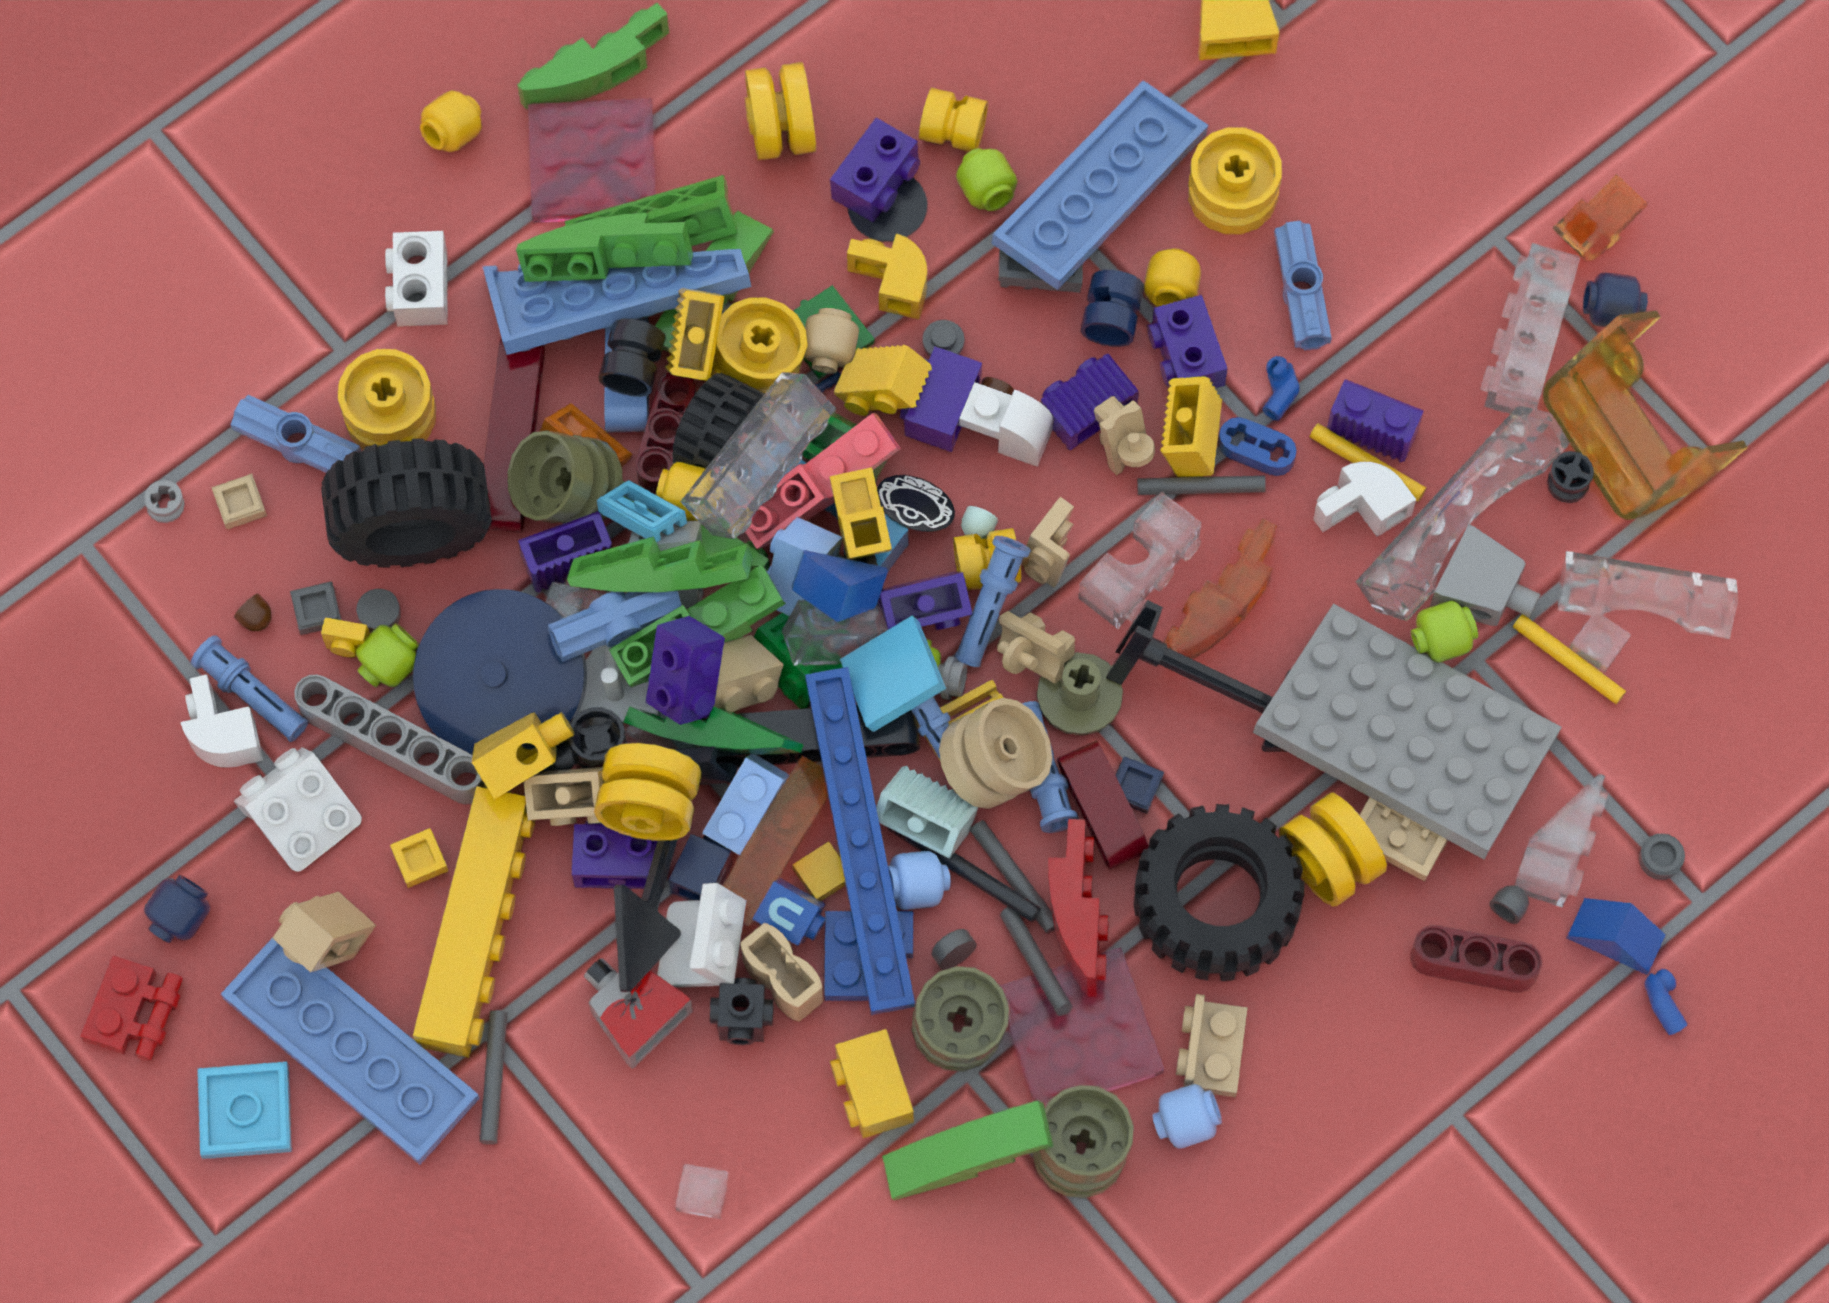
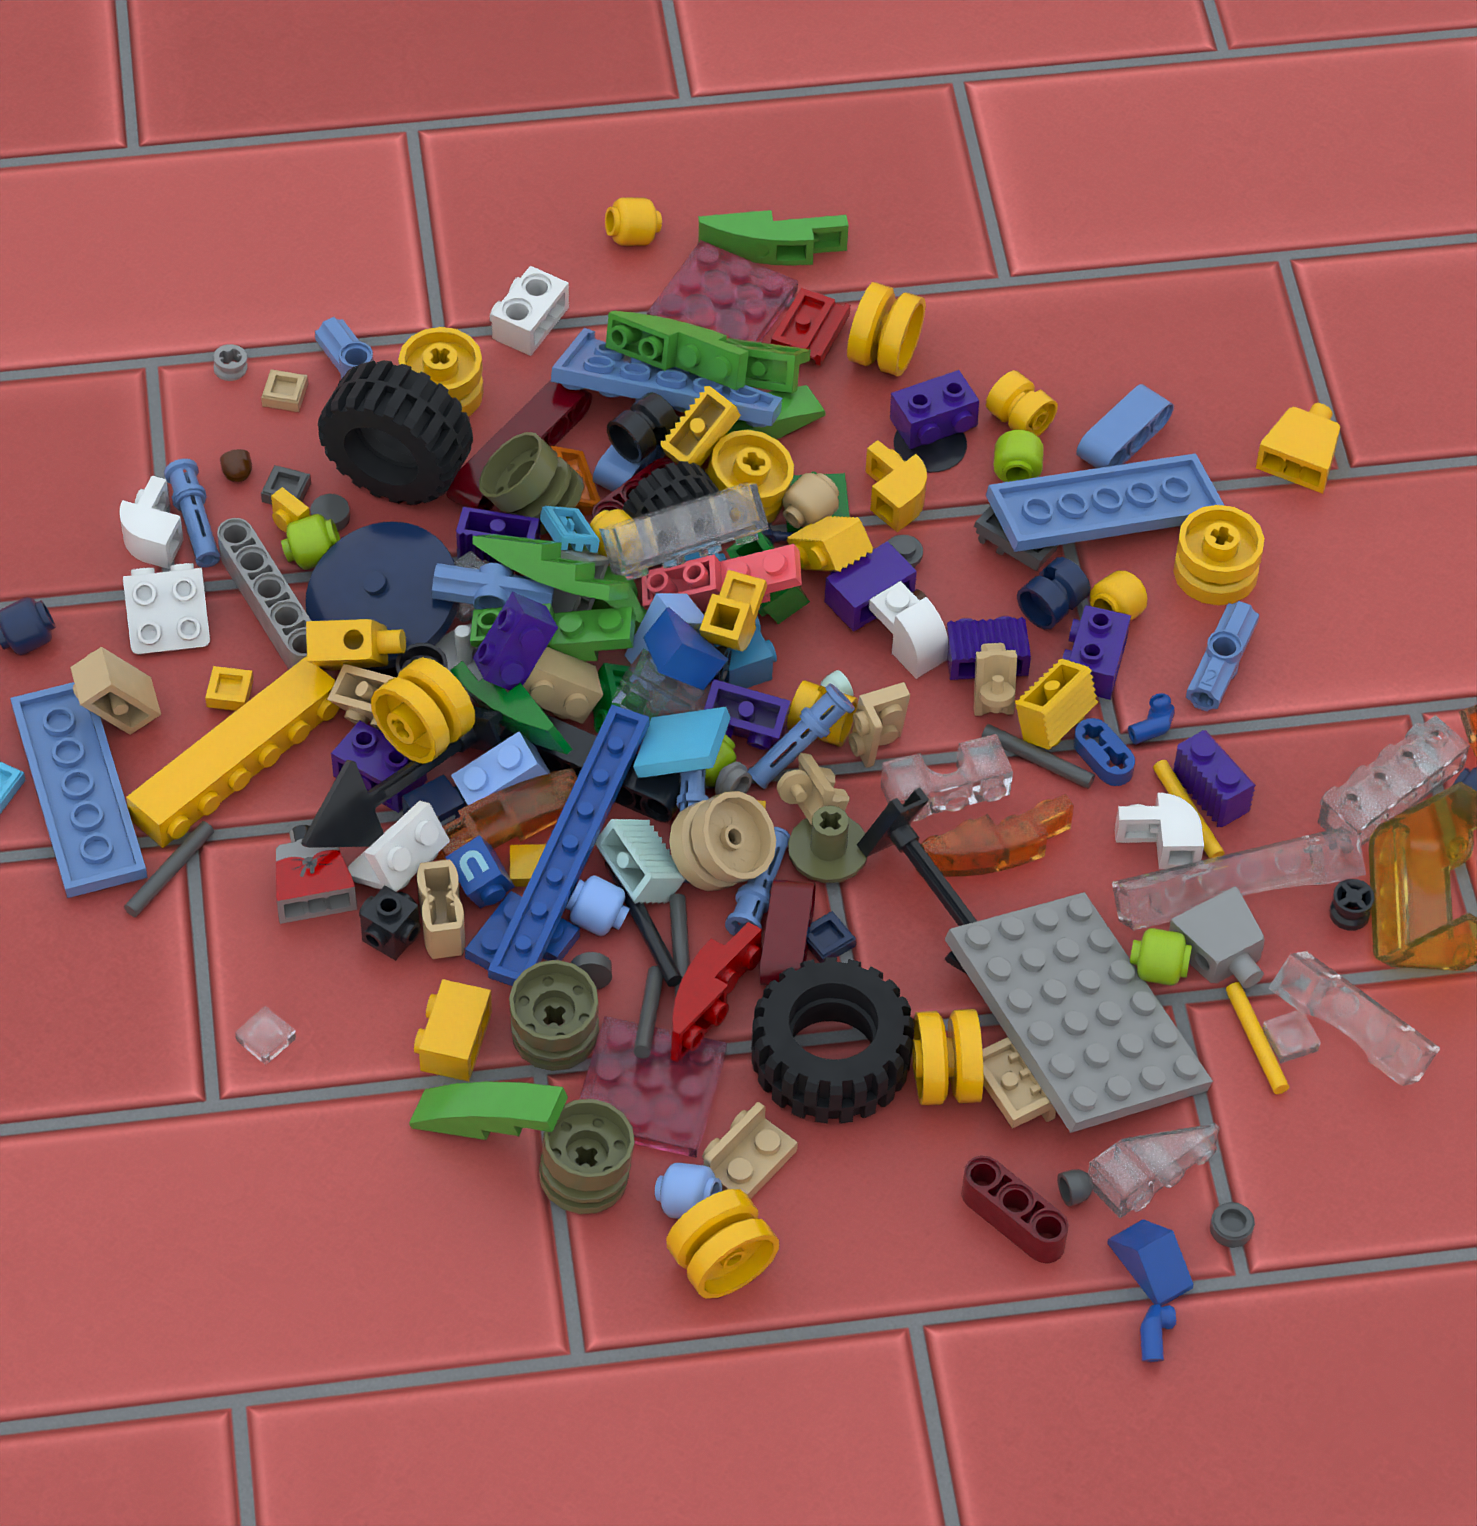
camera: 30 degrees right, 15 degrees down
(696, 142) = (812, 324): none -> red plate
(915, 503) = (795, 647): black sticker -> none
(1061, 90) = (1125, 428): none -> medium blue beam
(1258, 1153) = (722, 1243): none -> yellow wheel

